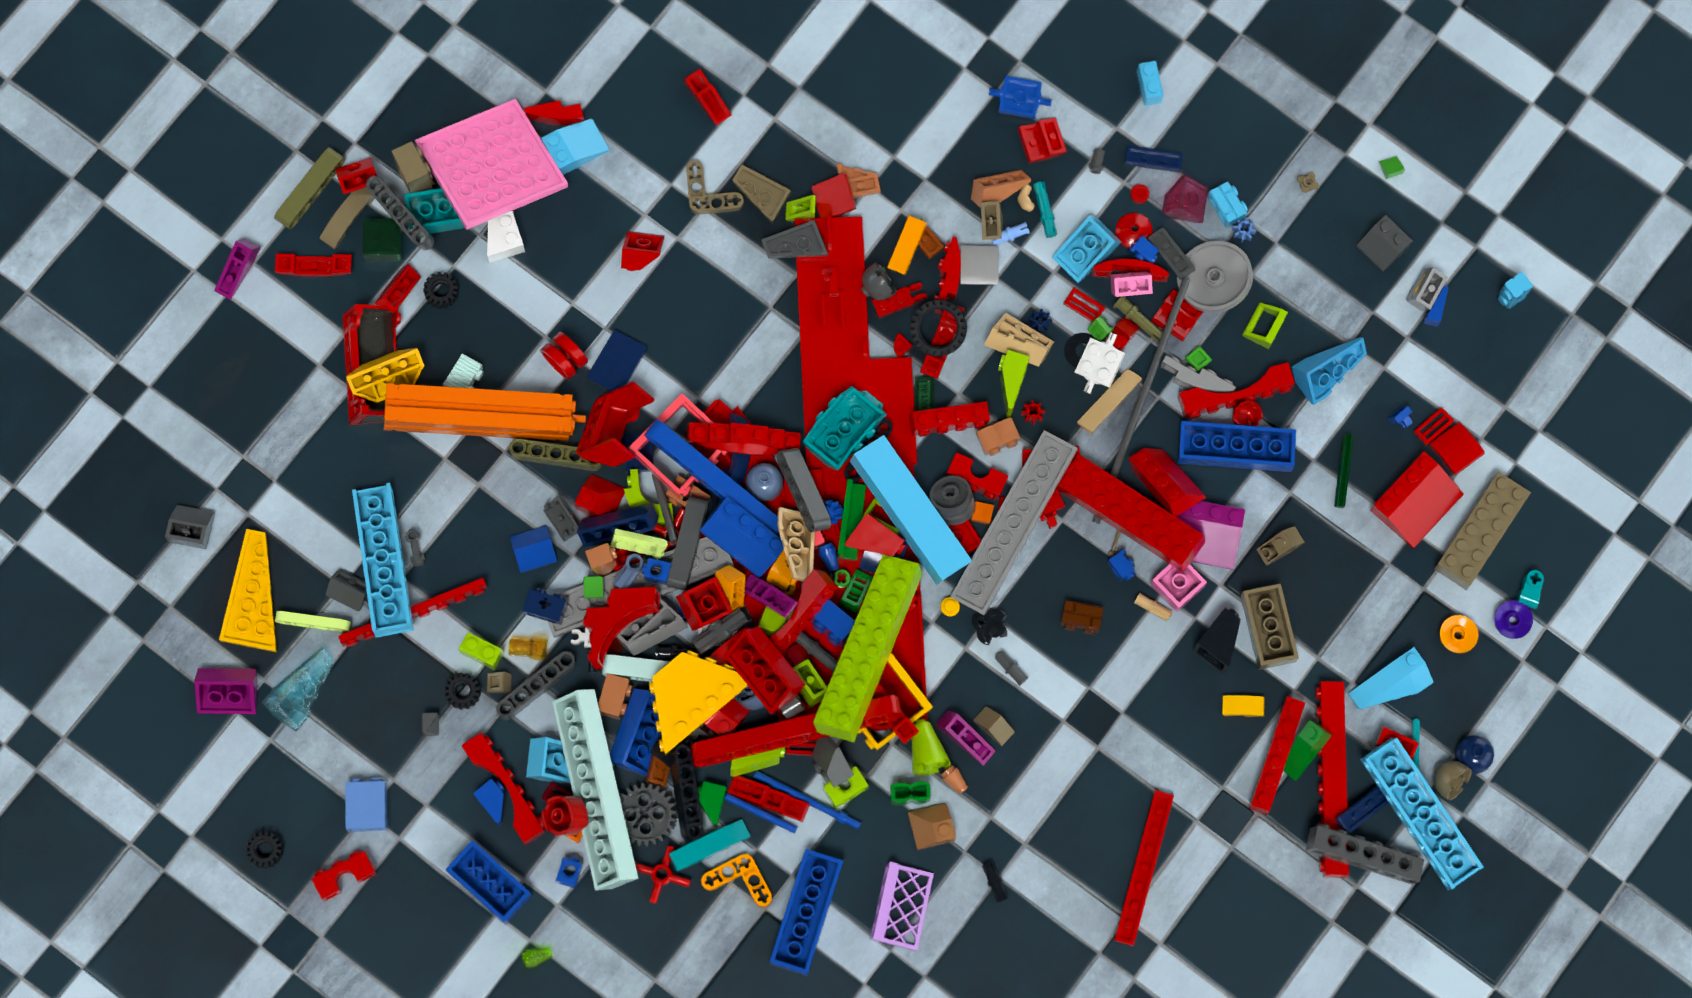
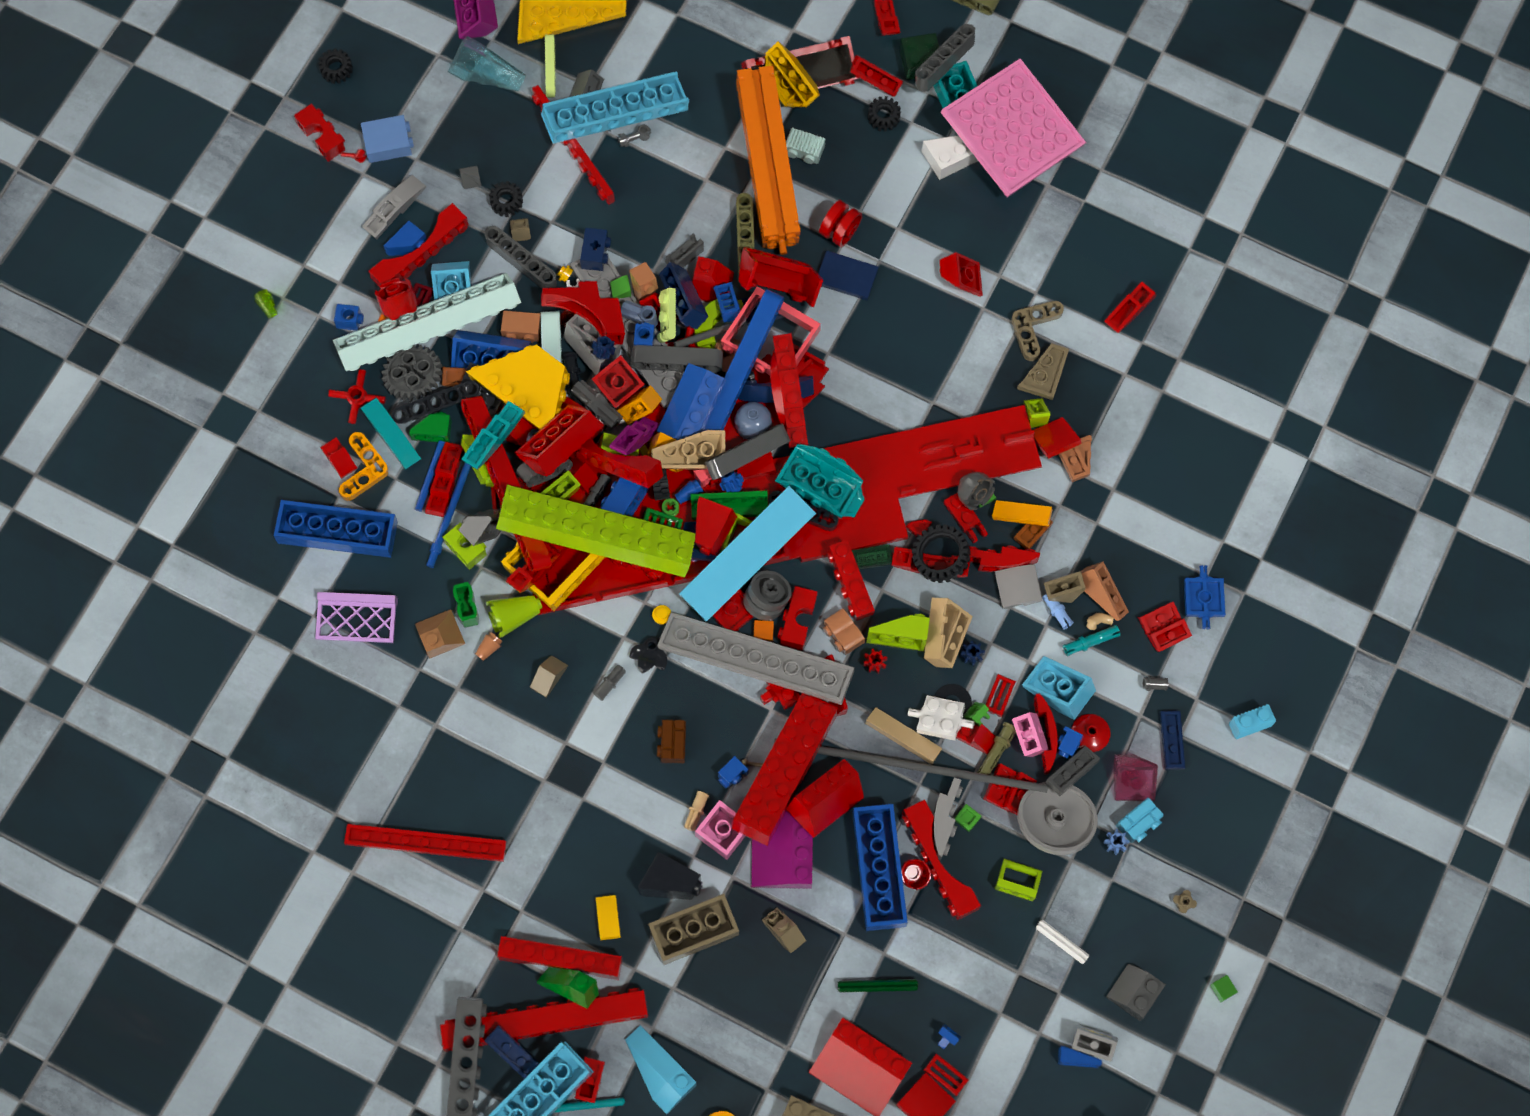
camera: 80 degrees right, 5 degrees down
(345, 216) = (933, 20): dark tan slope -> none
(355, 175) = (975, 15): red brick -> none
(379, 837) = (360, 156): none -> red hand
(413, 168) = (990, 58): dark tan brick -> none
(450, 807) = (392, 205): none -> light grey slope
(481, 651) = (545, 206): lime brick -> none
(488, 882) = (328, 249): blue brick -> none
(533, 549) = (651, 234): blue slope -> none
(533, 648) = (556, 250): clear yellow piece -> none
(555, 114) = (1080, 180): red slope -> none
(561, 643) = (564, 273): none -> yellow plate
(575, 145) = (1052, 200): medium azure slope -> none
(632, 489) = (731, 312): none -> blue slope
(667, 611) = (603, 347): none -> dark blue gear
(724, 903) = (339, 457): none -> red slope
(747, 733) = (493, 436): none -> teal slope
(795, 242) = (999, 407): dark grey wing -> none
(965, 737) = (531, 649): magenta slope -> none
(995, 882) = (392, 701): black pin -> none
(1139, 194) = (1131, 732): red tile -> none
(1323, 370) = (980, 946): dark azure wedge -> none
(1328, 298) = (1062, 941): none -> white axle

